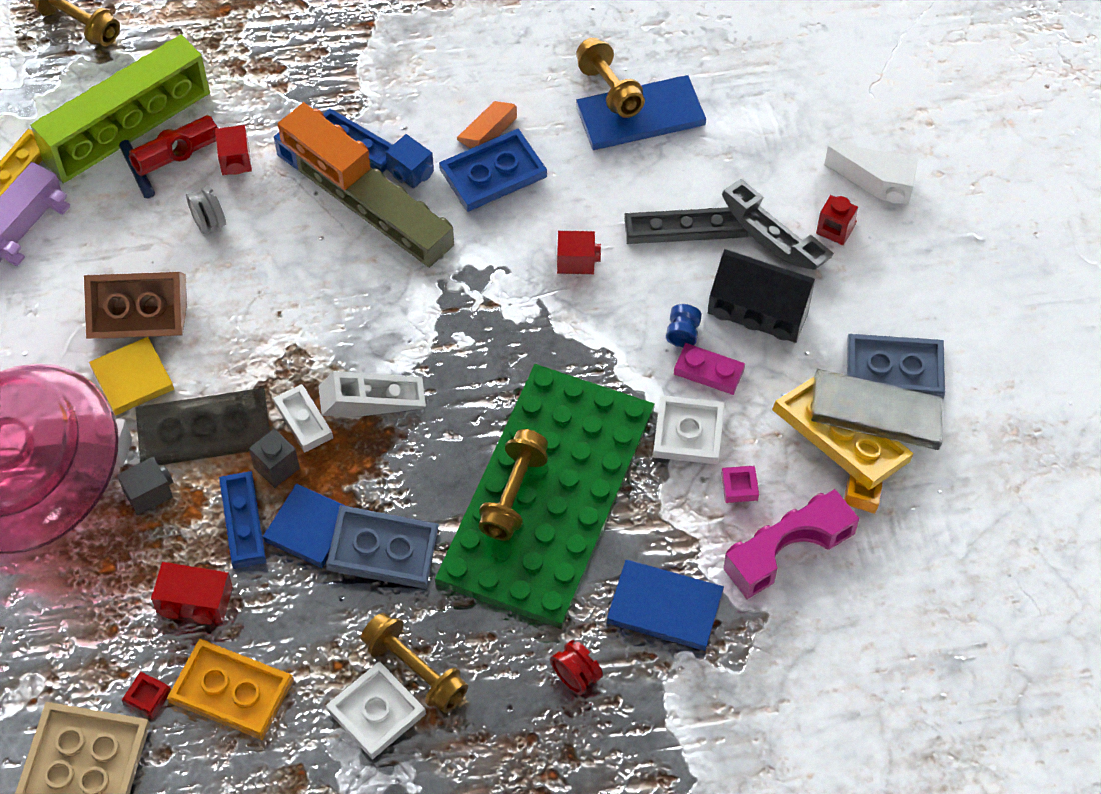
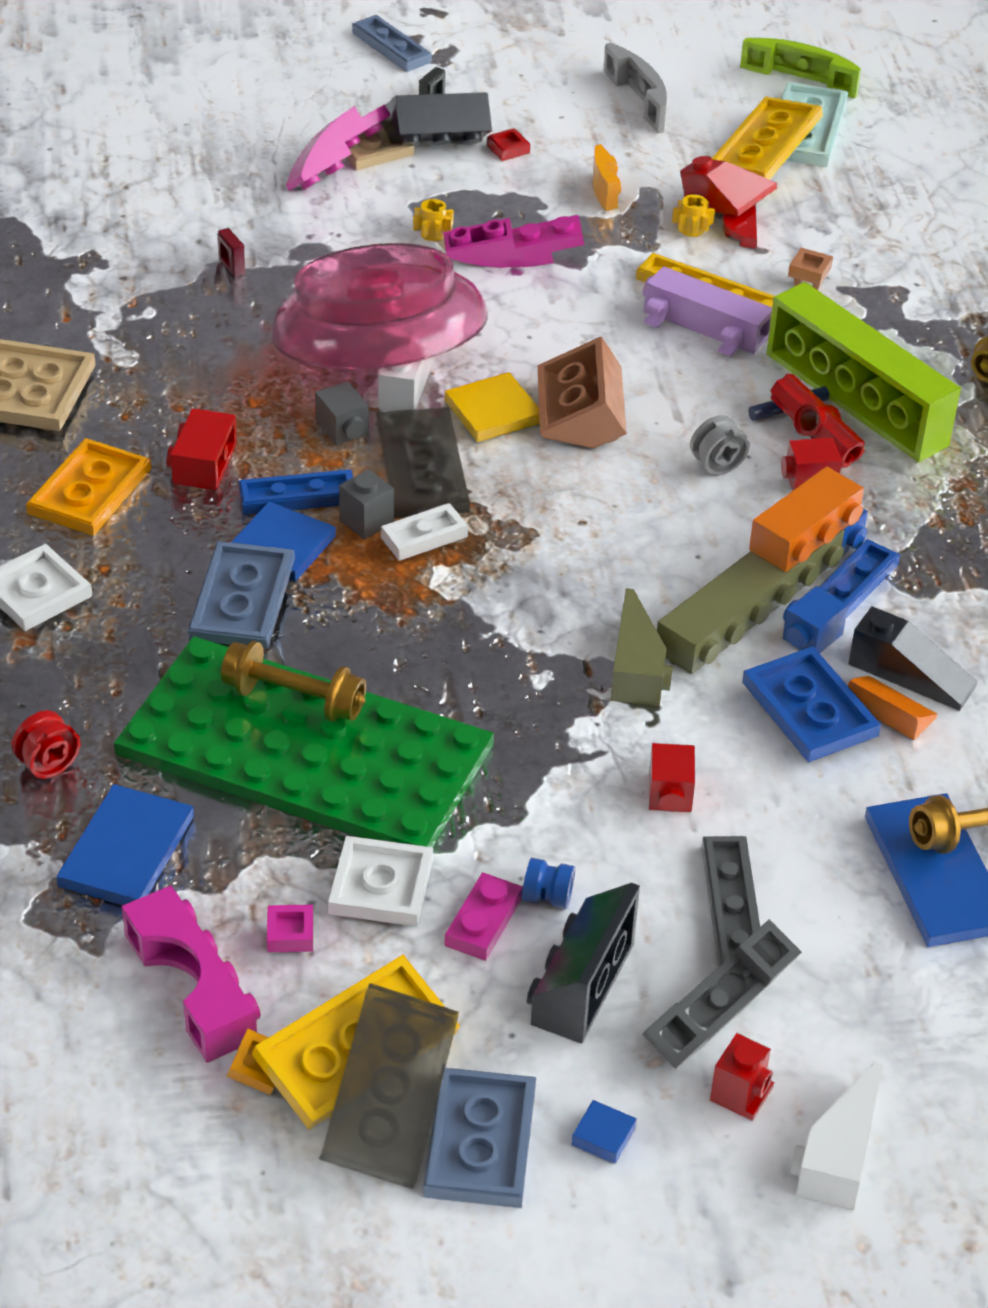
camera: 90 degrees right, 15 degrees down
(146, 695) = (94, 426): red tile -> none
(369, 394) = (450, 581): white slope -> none
(445, 111) = (908, 658): none -> black slope
(445, 690) = (42, 634): pearl gold piece -> none
(446, 271) = (639, 657): none -> olive slope
(882, 298) = (604, 1131): none -> blue tile

